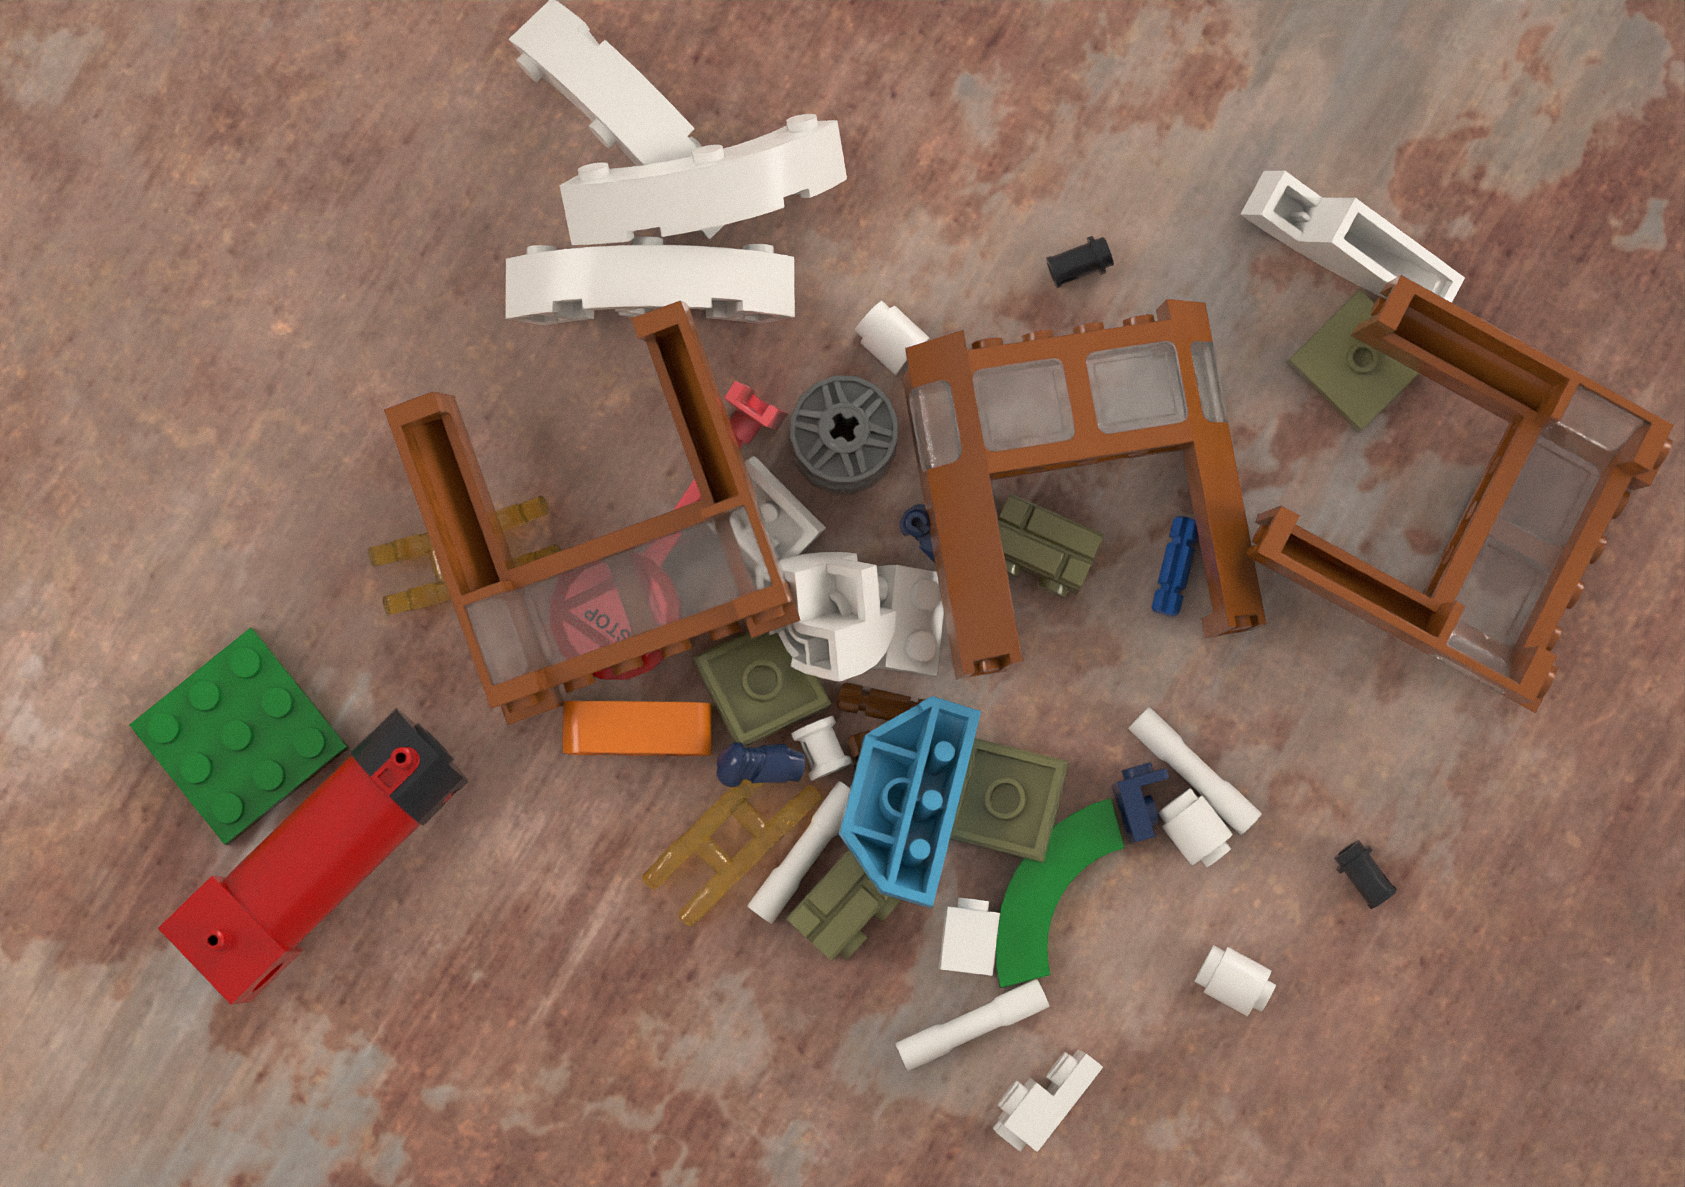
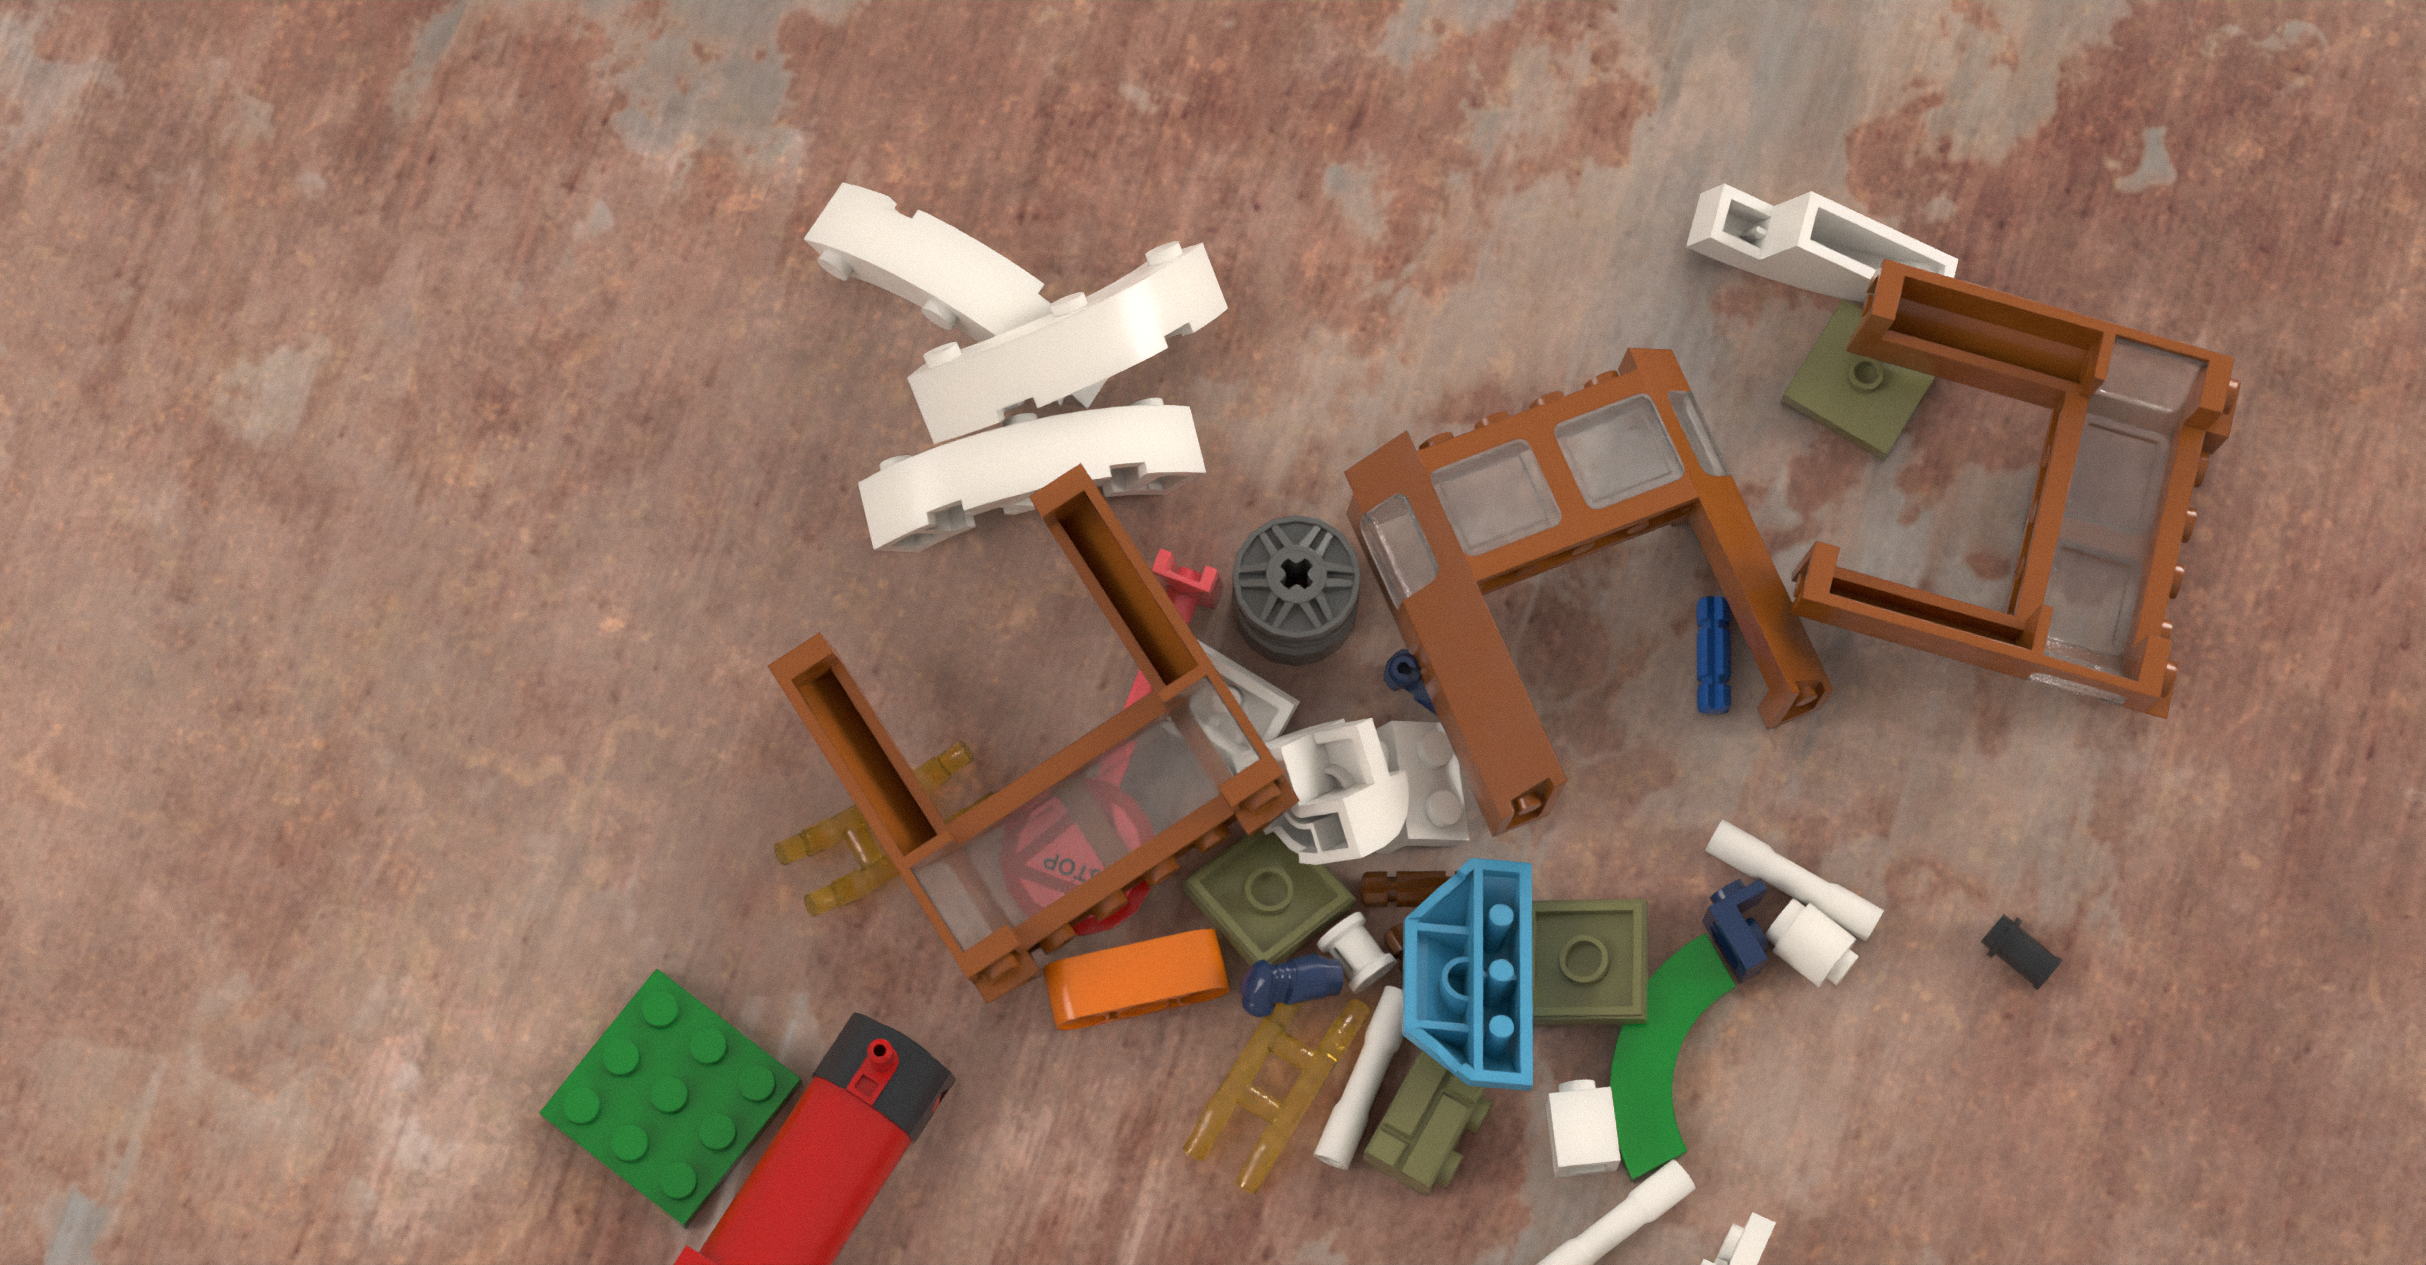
camera: 10 degrees left, 10 degrees down
(887, 334) = (1317, 471): white brick -> none
(1046, 546) = (1563, 663): olive brick -> none
(1080, 261) = (1517, 340): black pin -> none
(1235, 980) = (1903, 1106): white brick -> none

